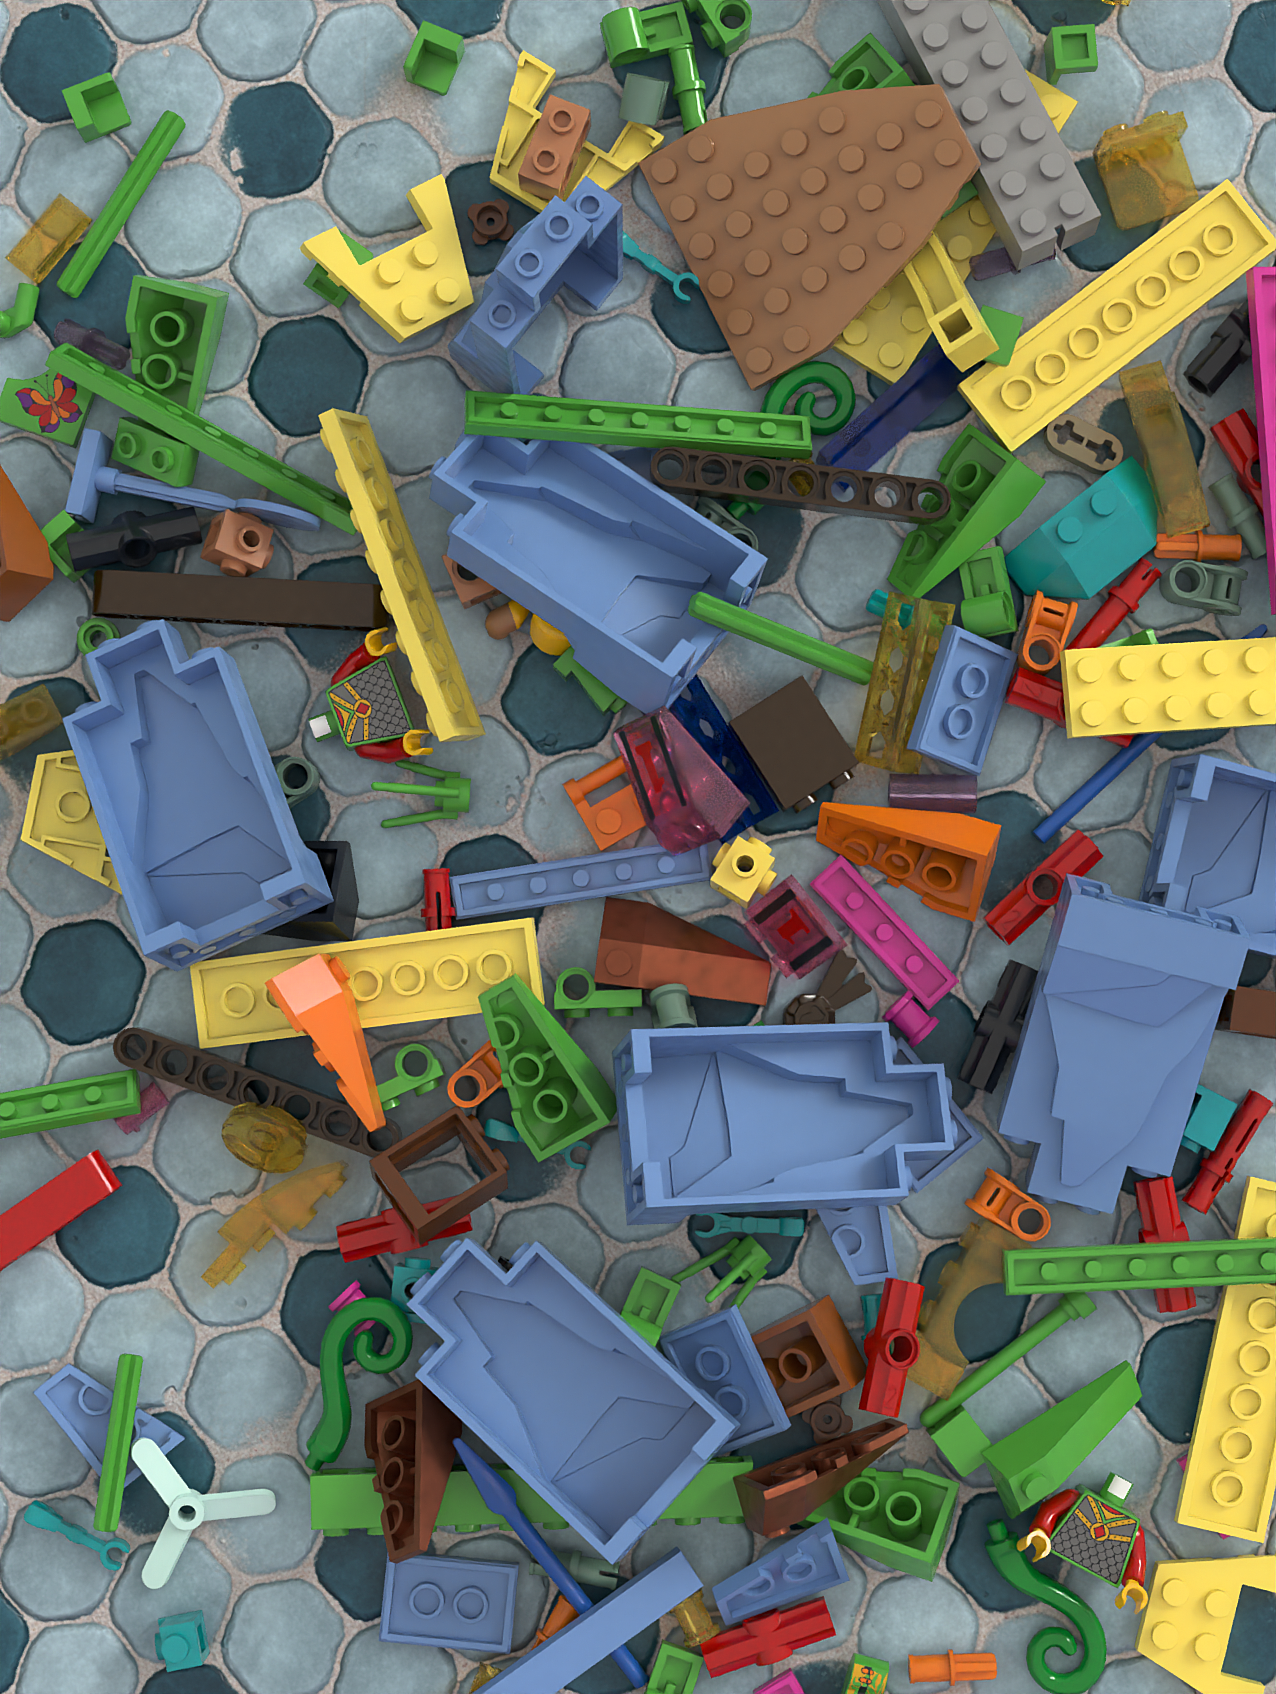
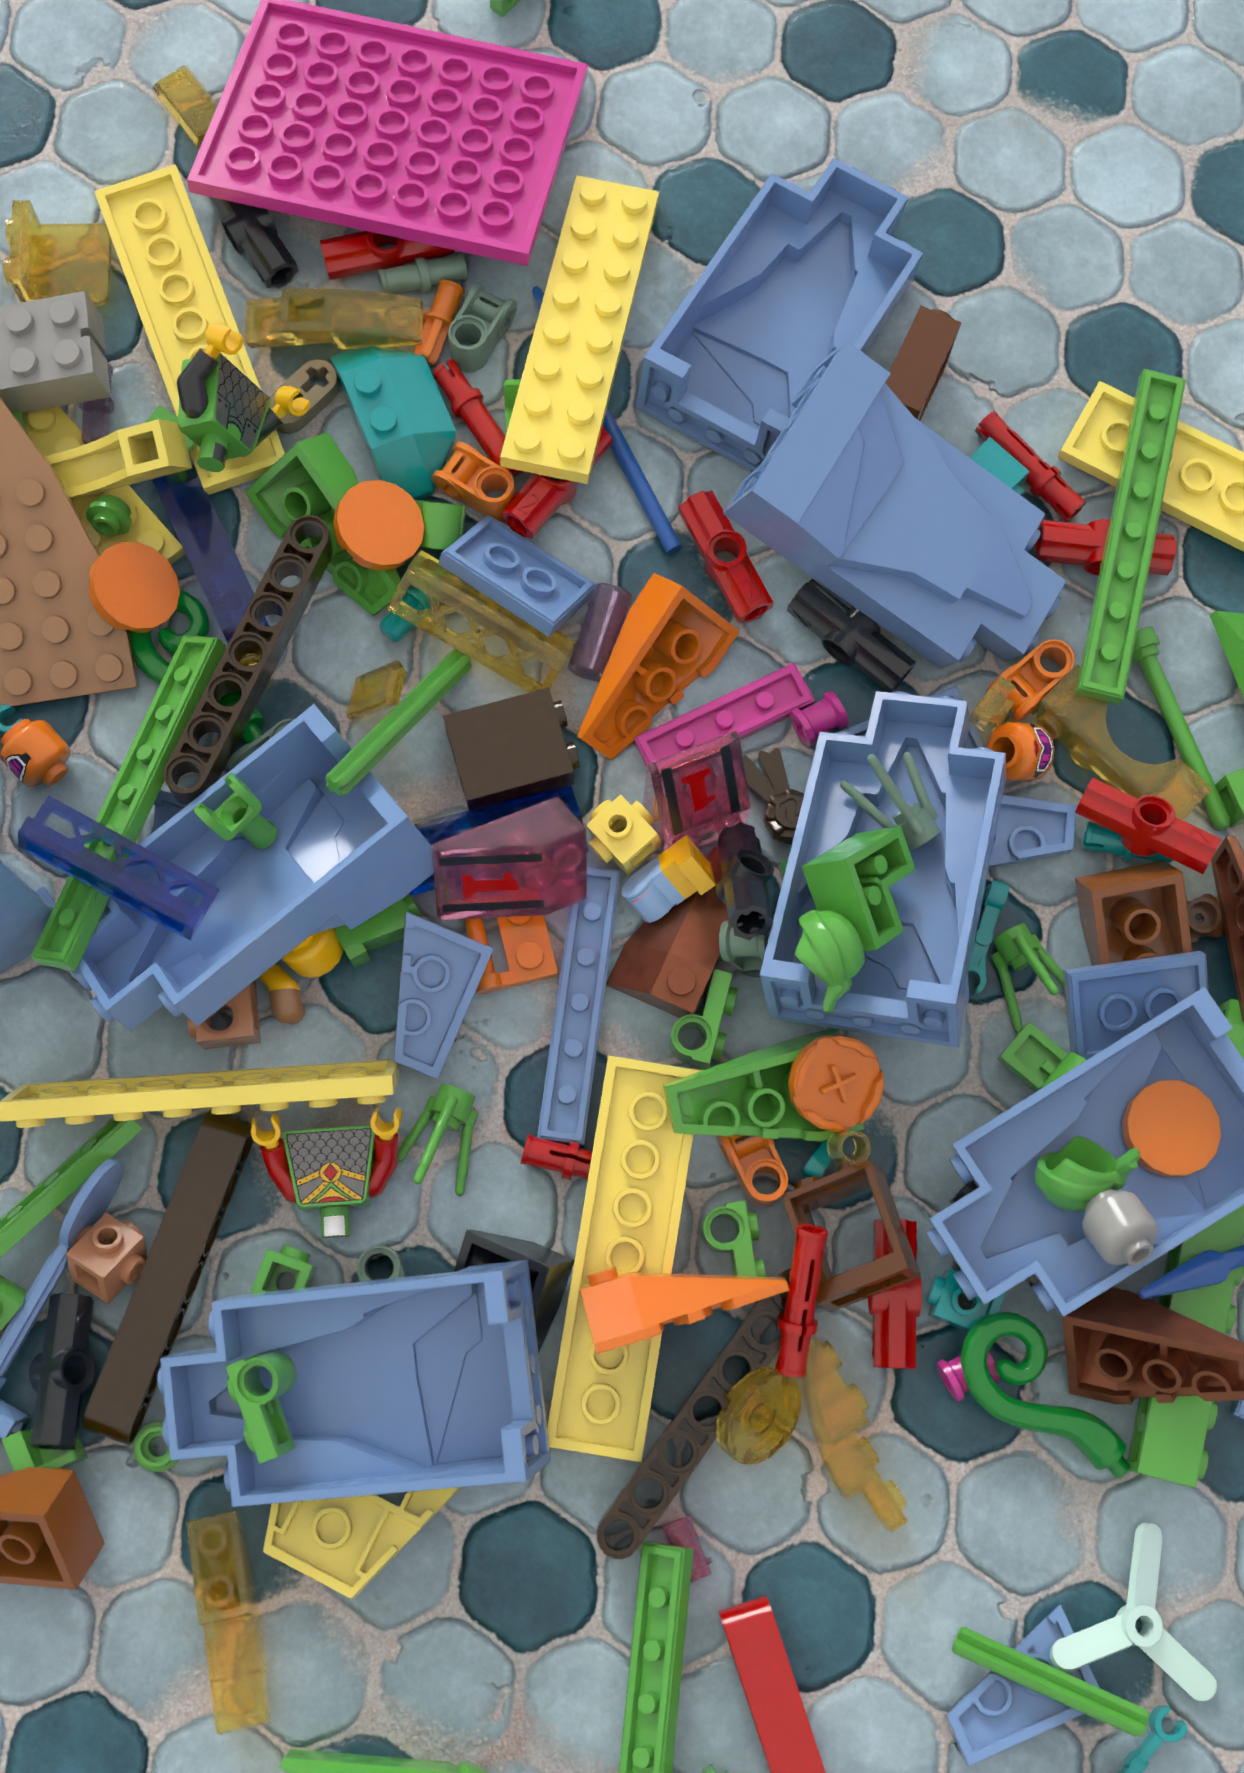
camera: 75 degrees left, 10 degrees down
(147, 715) = (264, 1419): none -> bright green plate
(281, 696) = (287, 1261): none -> bright green brick
(351, 1147) = (798, 1319): none -> red pin
(502, 1404) = (1120, 1227): none -> light grey head
(507, 1162) = (862, 1147): none -> clear yellow hinge
(545, 1362) = (1081, 1172): none -> bright green hat
(549, 438) = (113, 877): none -> clear blue fence
(549, 748) = (434, 991): none -> medium blue wing
(567, 1125) = (836, 1082): none -> orange tile
(612, 1433) = (1172, 1128): none -> orange tile
(647, 525) = (239, 815): none -> bright green piece
(659, 323) = (35, 753): none -> orange head
(669, 1085) = (830, 951): none -> bright green hat
(712, 925) = (668, 880): none -> leg
(724, 992) = (744, 881): none -> black piece
(743, 1090) = (857, 881): none -> bright green brick
(808, 607) = (377, 690): none -> clear yellow tile
(823, 1127) = (915, 822): none -> sand green plant
(837, 357) = (133, 587): none -> orange tile
(899, 310) = (109, 515): none -> bright green plate
(932, 1213) = (1027, 750): none -> orange head
(964, 1176) = (994, 706): none -> clear yellow plate
(965, 559) = (378, 525): none -> orange tile
(1030, 383) = (223, 407): none -> torso

